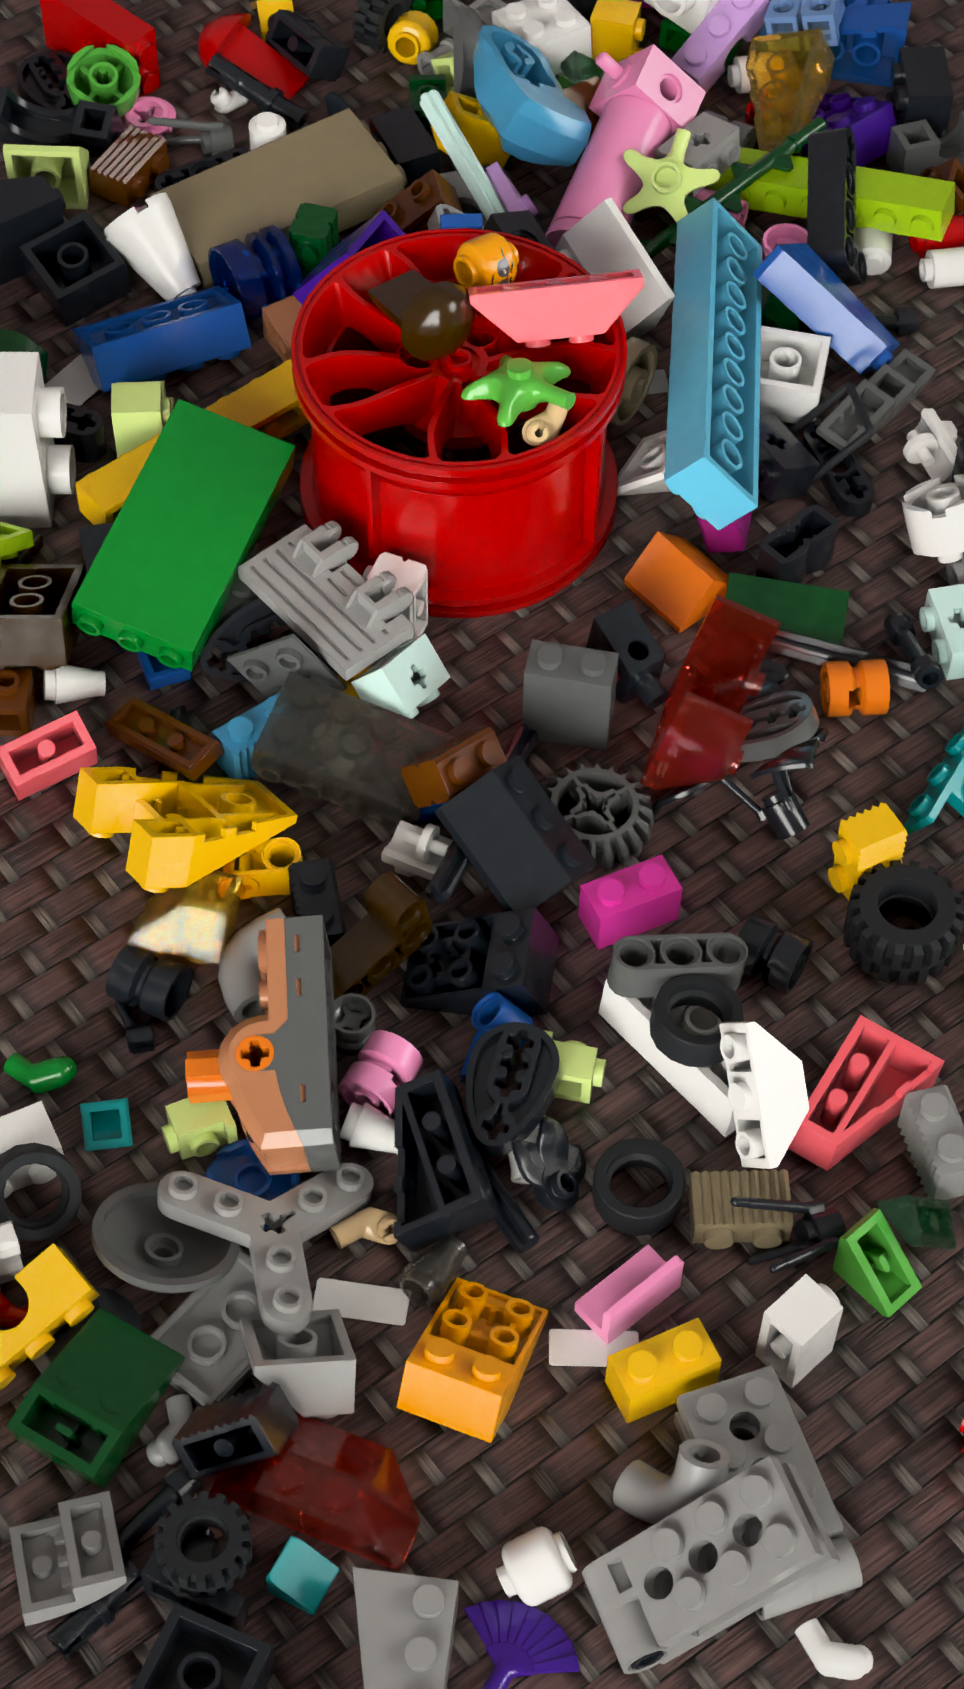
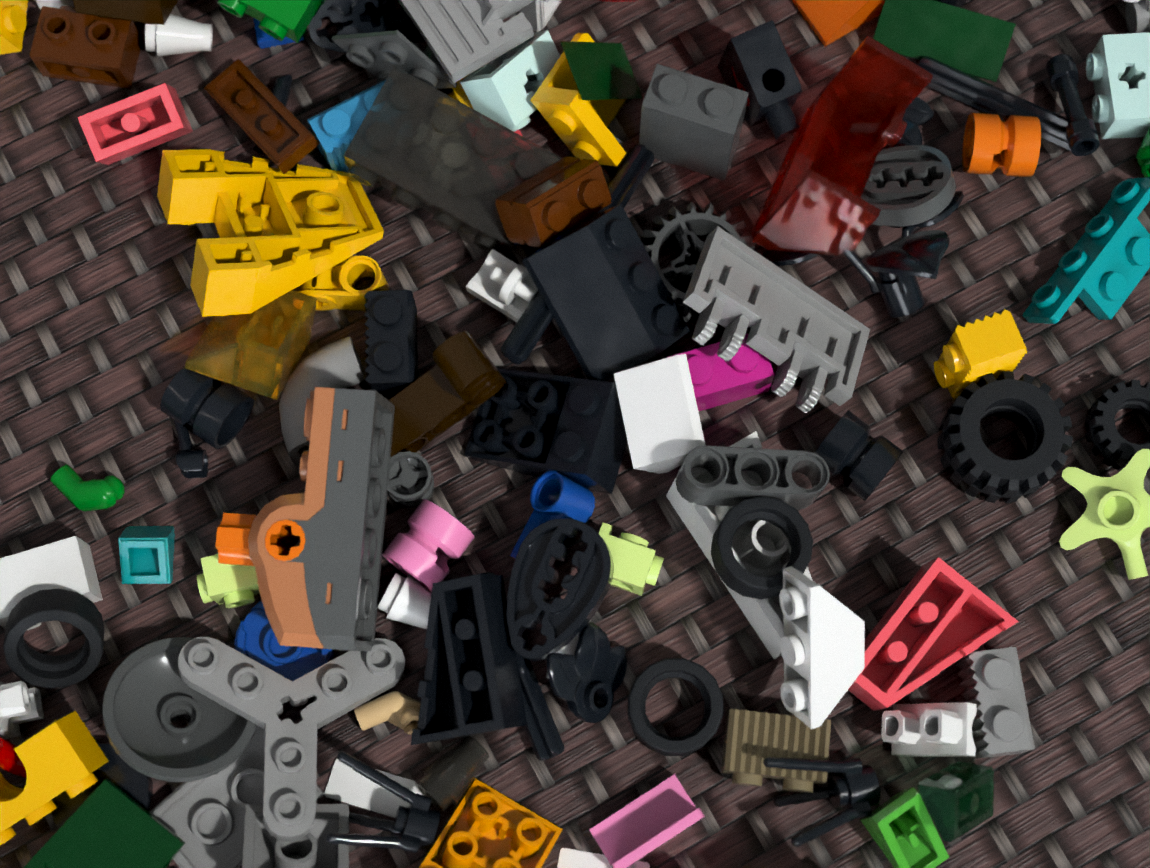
camera: 10 degrees right, 20 degrees up
(403, 1316) = (412, 826): none -> black plant
(465, 688) = (577, 121): none -> yellow bracket
(480, 660) = (601, 70): none -> dark green sticker
(582, 930) = (659, 413): none -> white slope
(679, 843) = (785, 317): none -> light grey hinge
(885, 1169) = (930, 729): none -> white hips

